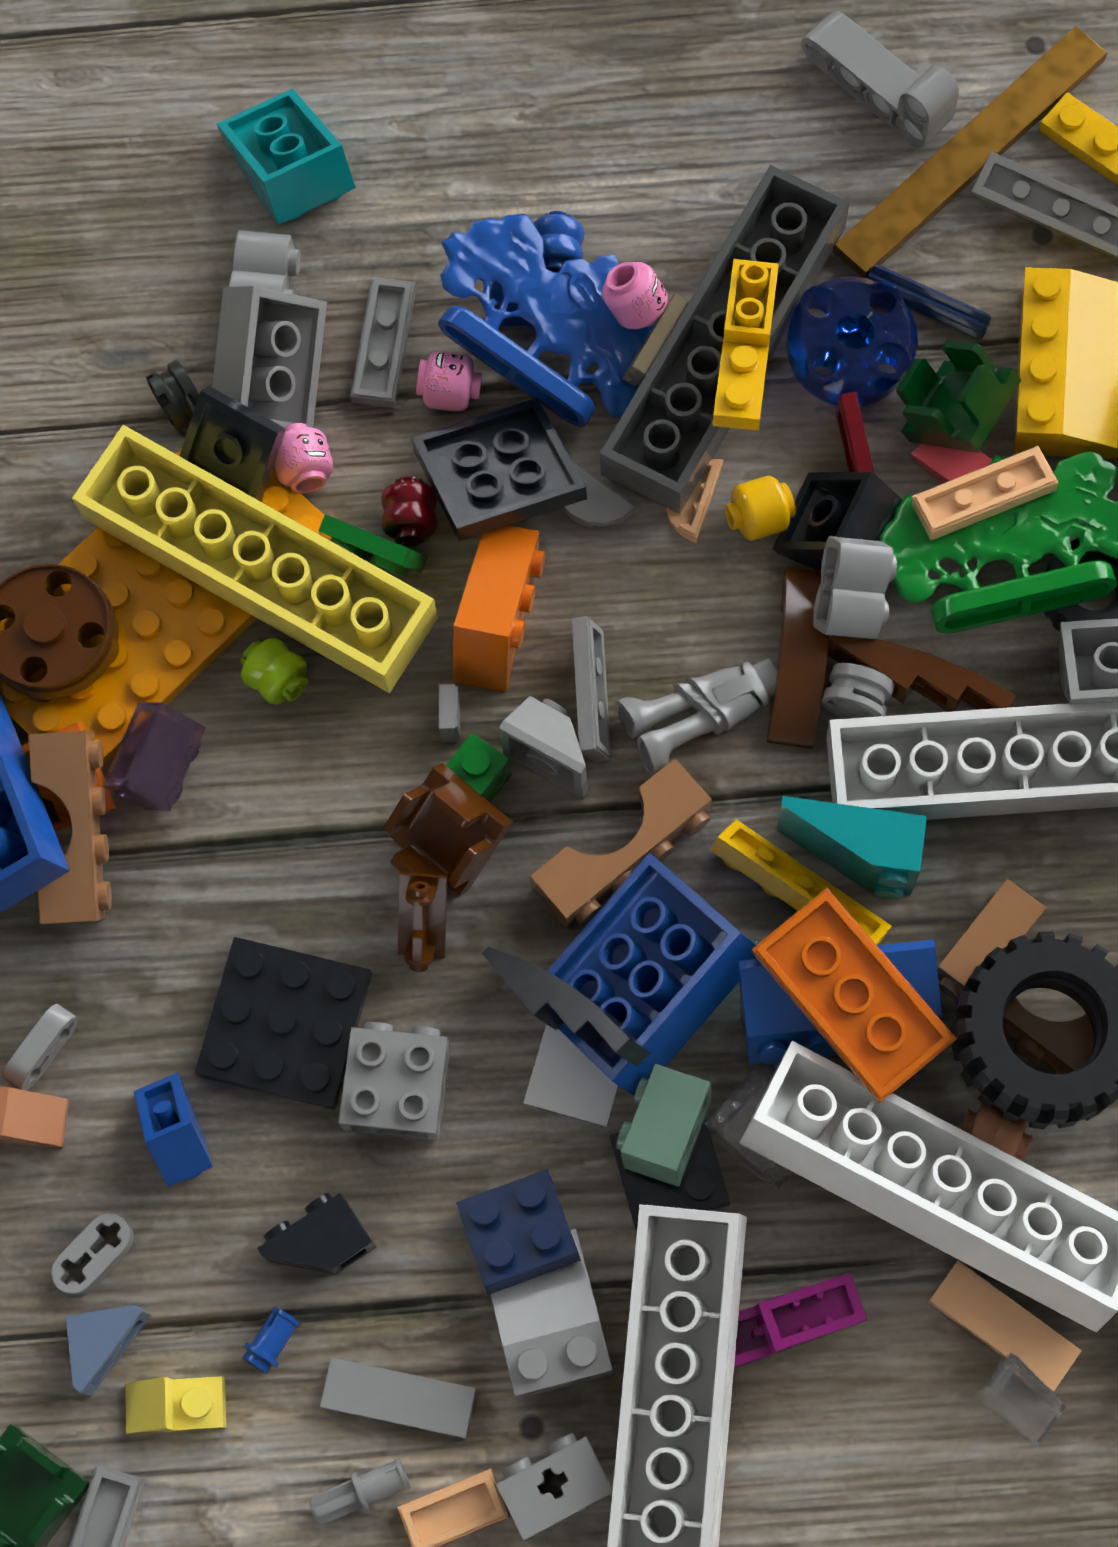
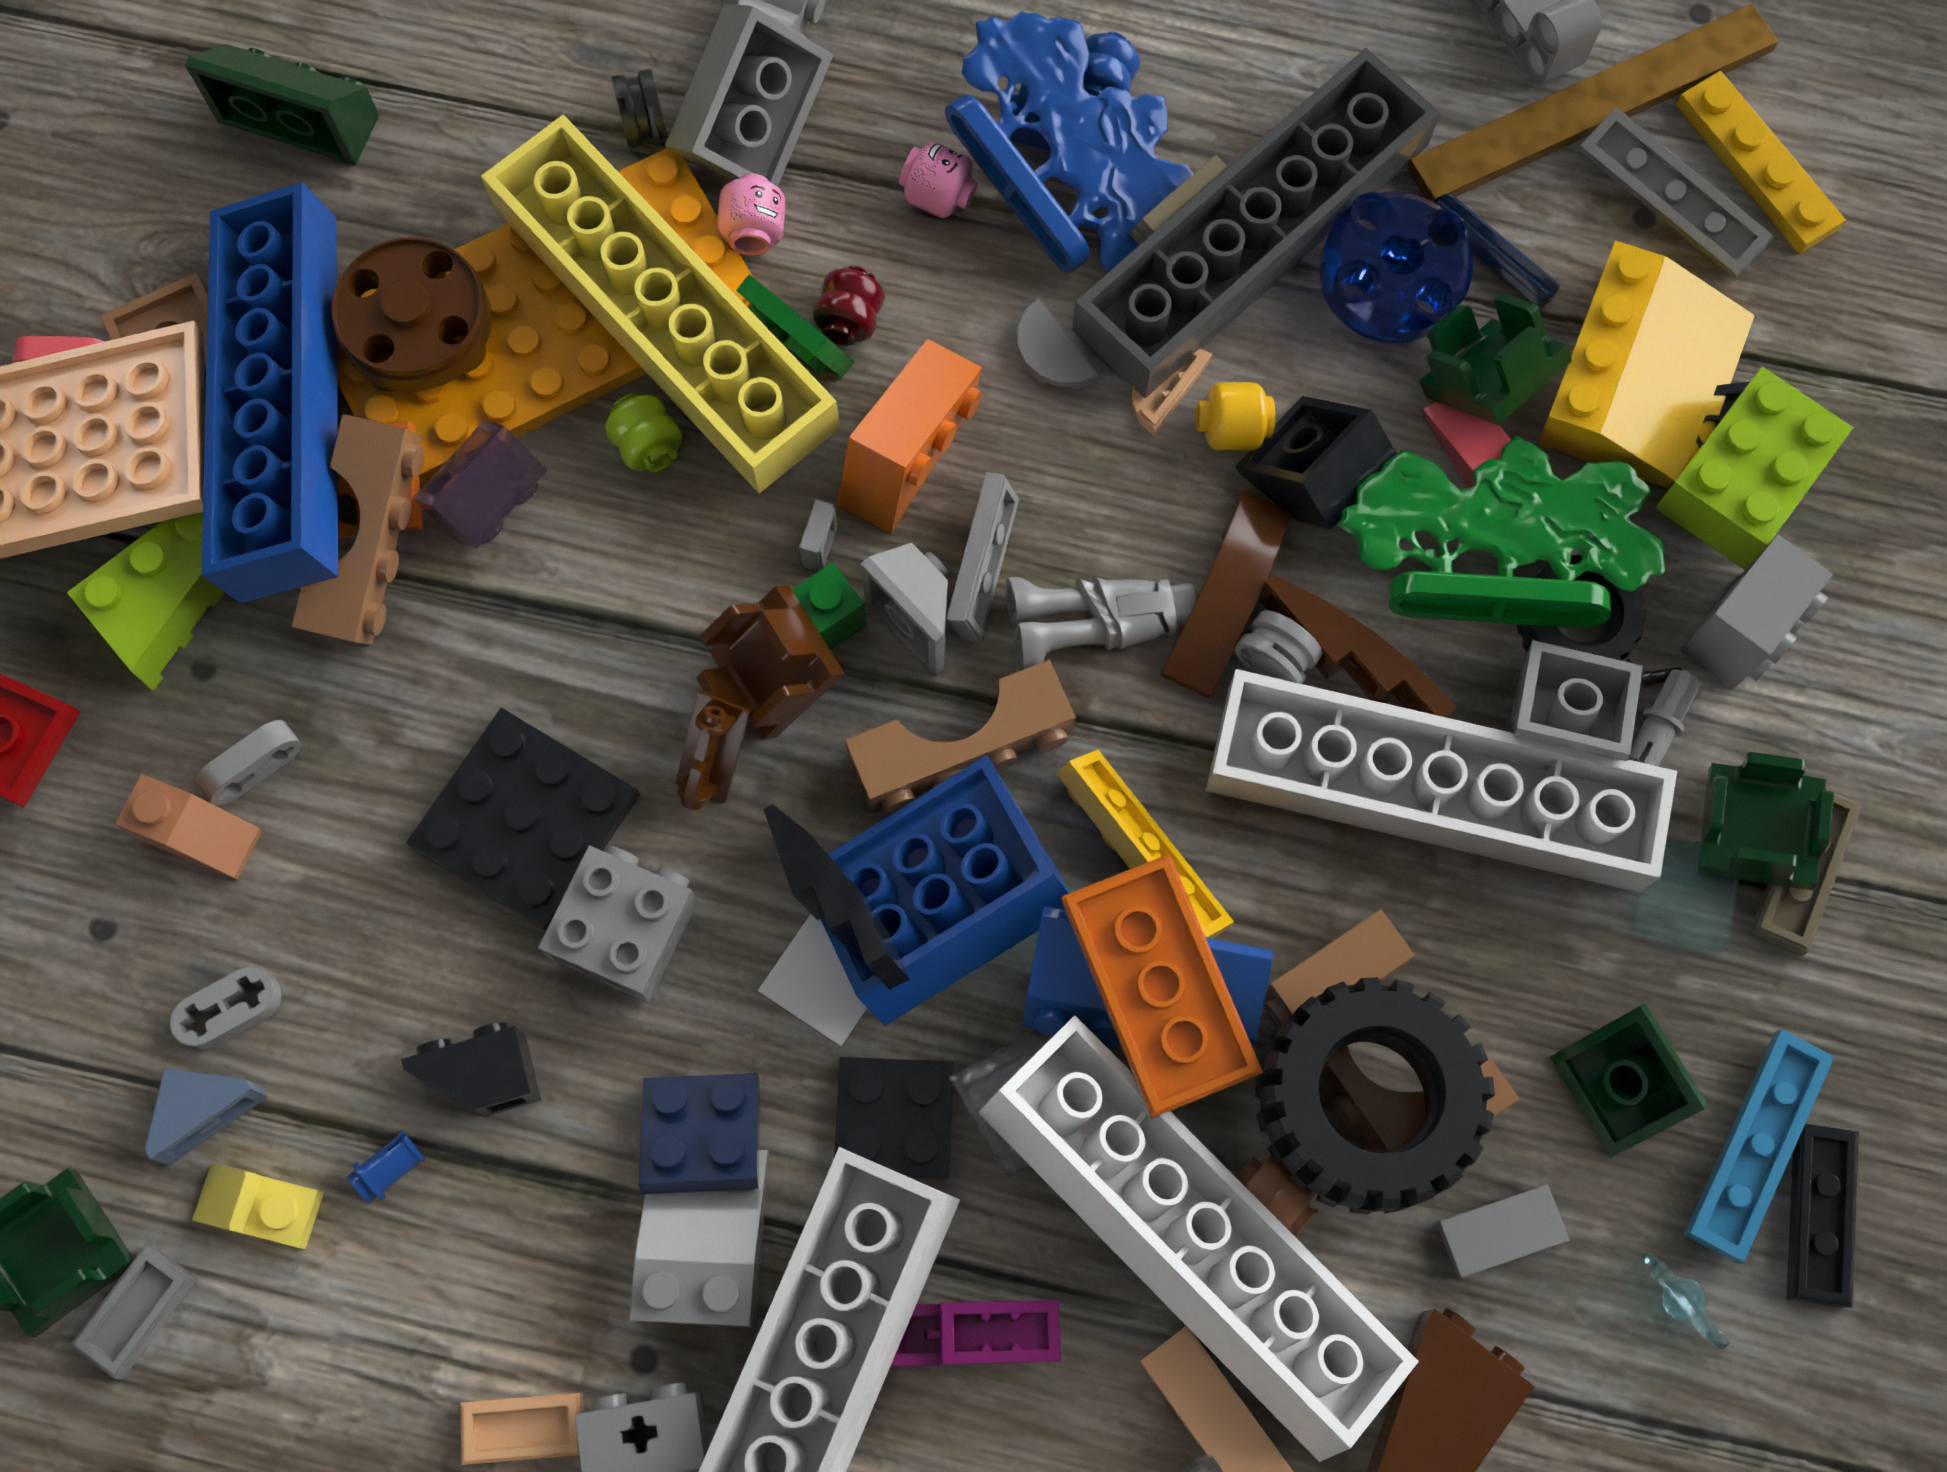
camera: 10 degrees right, 0 degrees up
(172, 1130) = (358, 899): blue slope -> none
(232, 442) = (677, 170): black plate -> none
(359, 1492) = (425, 1371): light grey axle -> none
(383, 342) = (883, 121): light grey tile -> none
(398, 1398) = (505, 1278): light grey tile -> none
(498, 469) = (960, 288): black plate -> none
(634, 295) = (1170, 143): bright pink head -> none
(665, 1124) = (902, 1064): sand green brick -> none
(745, 345) = (1274, 229): yellow slope -> none
(853, 434) = (1365, 364): dark red tile -> none
(854, 587) = (1310, 531): light grey brick -> none
(864, 844) = (1229, 818): teal slope -> none
(984, 493) = (1491, 472): light nougat tile -> none

